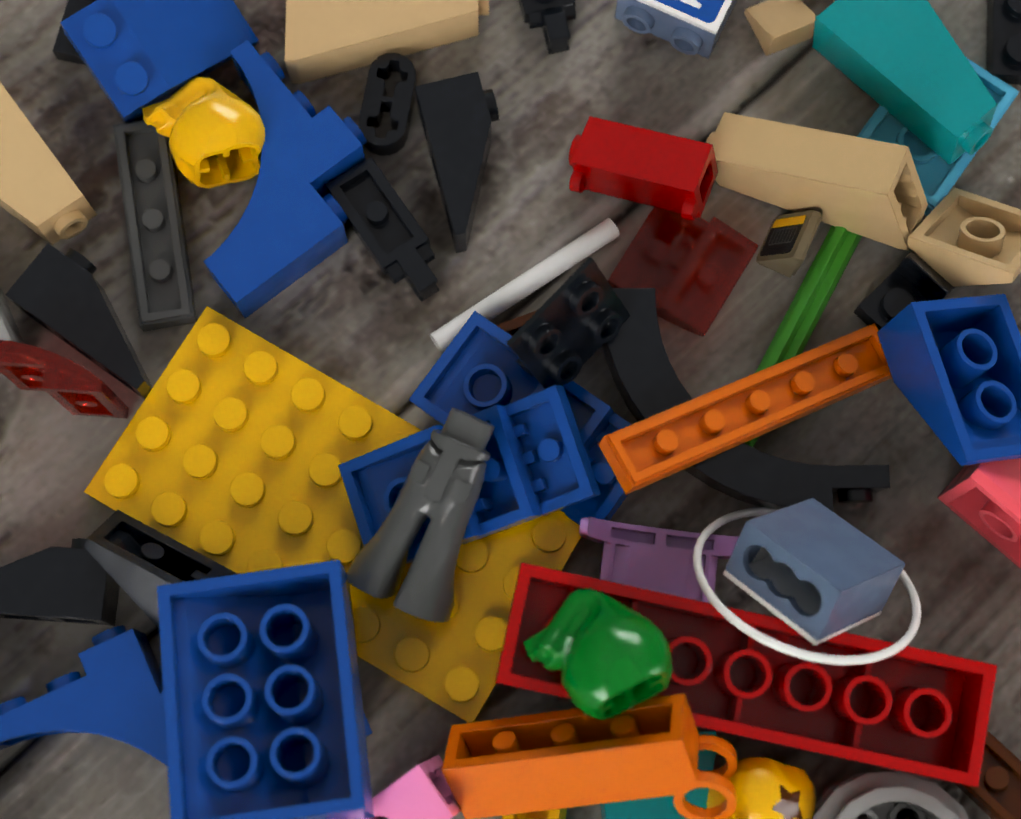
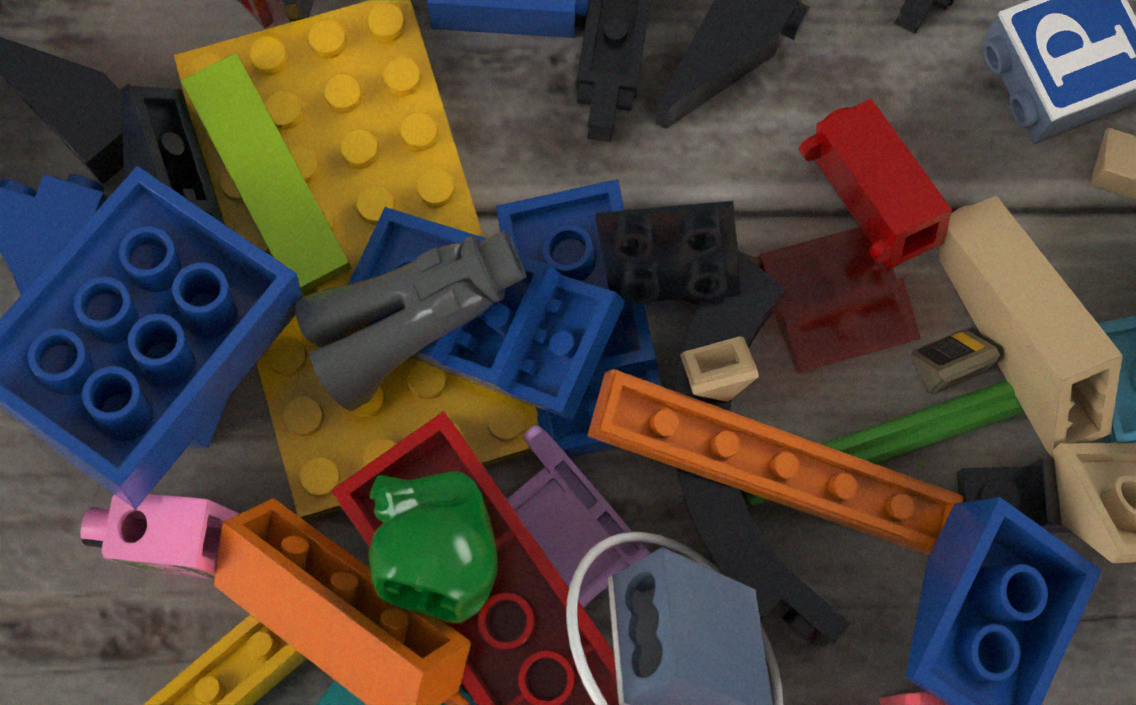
camera: 45 degrees right, 0 degrees up
(230, 513) = (265, 172): none -> lime tile
(530, 280) = (666, 194): white bar -> none
(664, 375) = (720, 369): none -> tan slope

